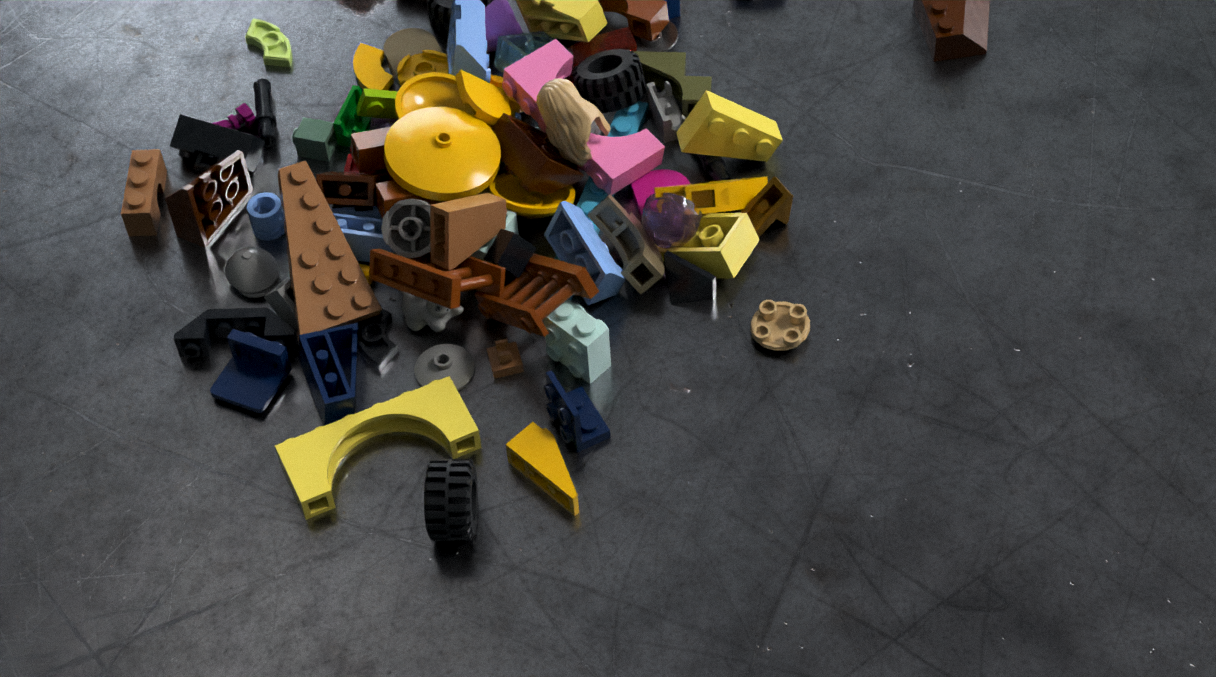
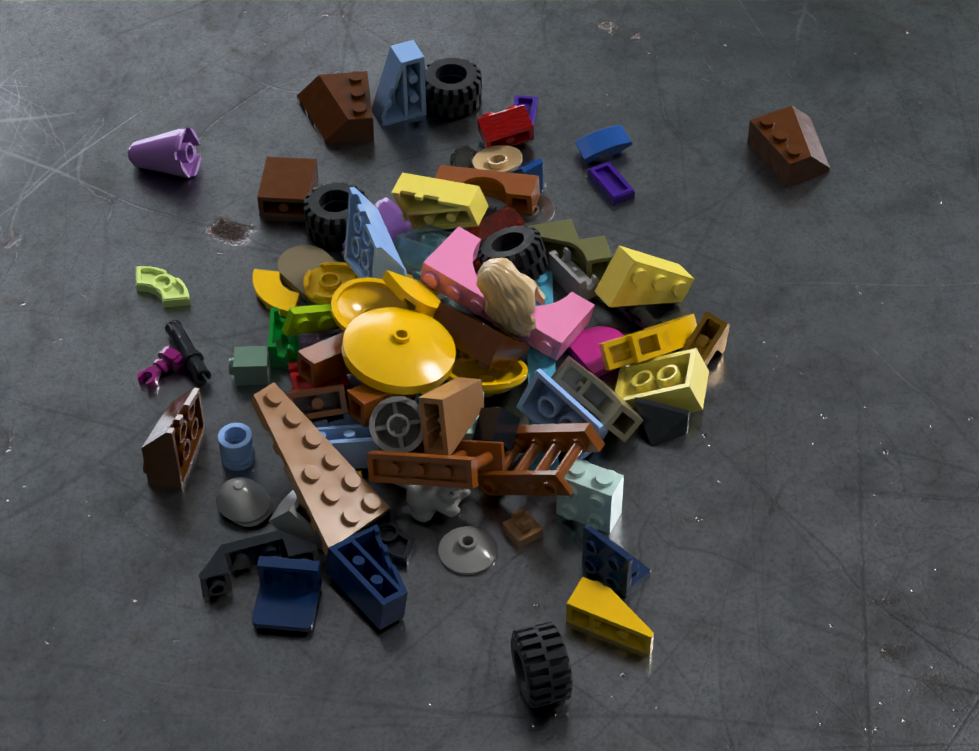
camera: 20 degrees left, 5 degrees down
(144, 180) = (103, 450): medium nougat arch -> none
(206, 139) = (147, 387): black piece -> none
(428, 411) = (477, 590): light yellow arch -> none
(670, 220) = (629, 368): cylinder -> none
(750, 23) = (611, 183): none -> dark purple tile
(780, 325) = (760, 442): tan dish -> none

